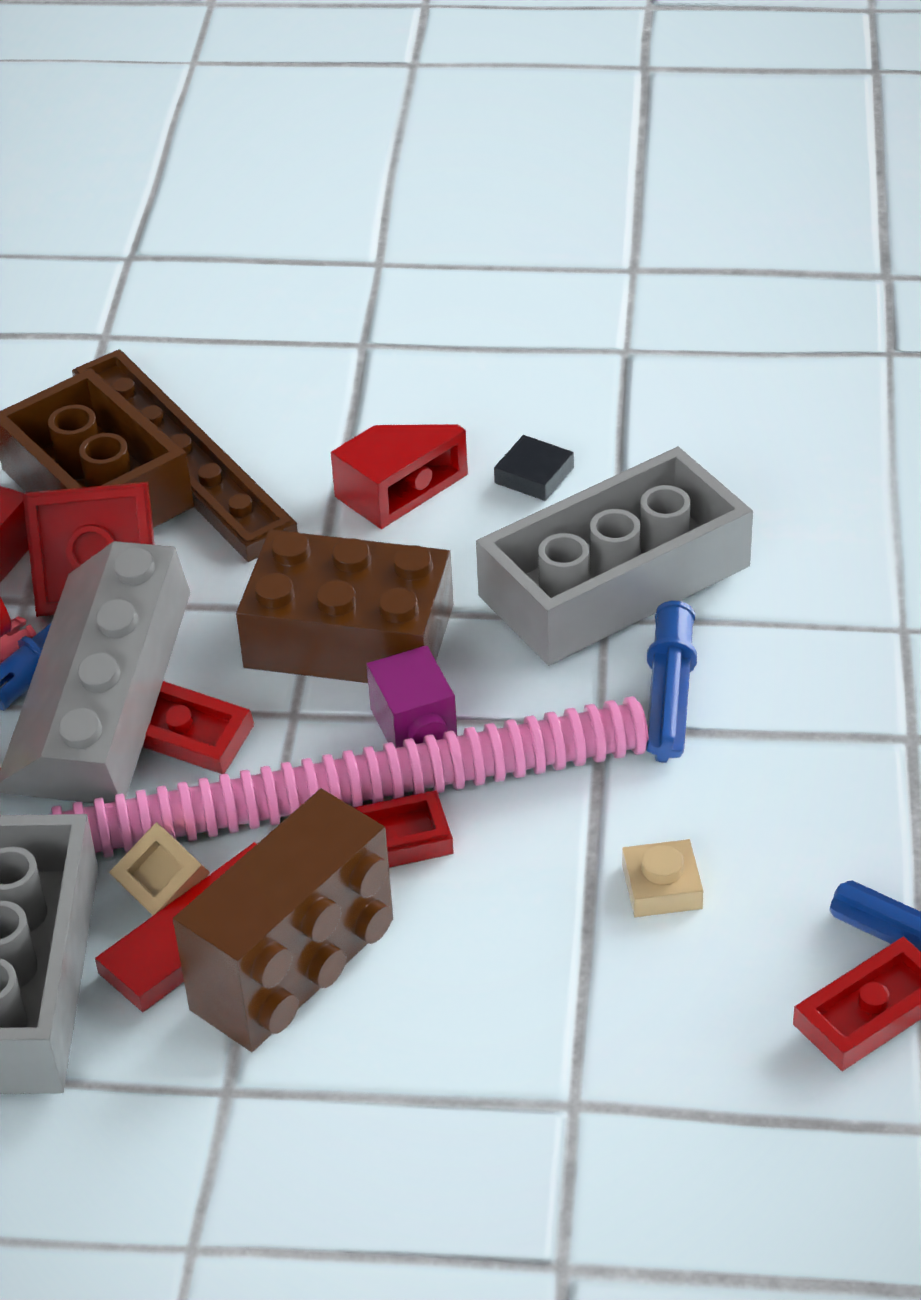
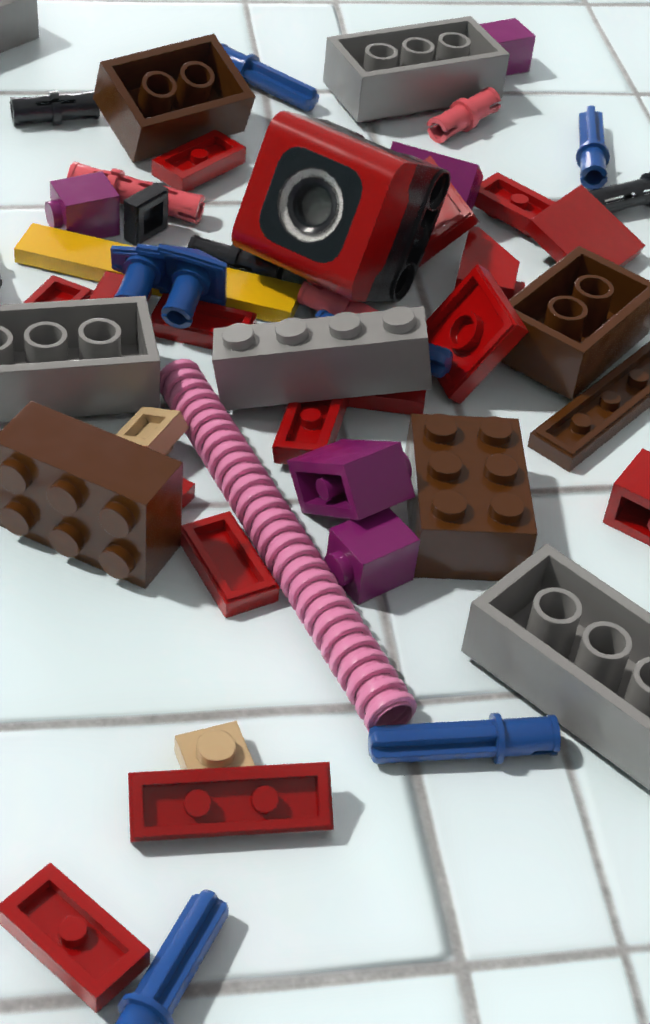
camera: 70 degrees right, 0 degrees up
(317, 686) = (352, 478): none -> magenta brick
(727, 866) = (229, 801): none -> red tile

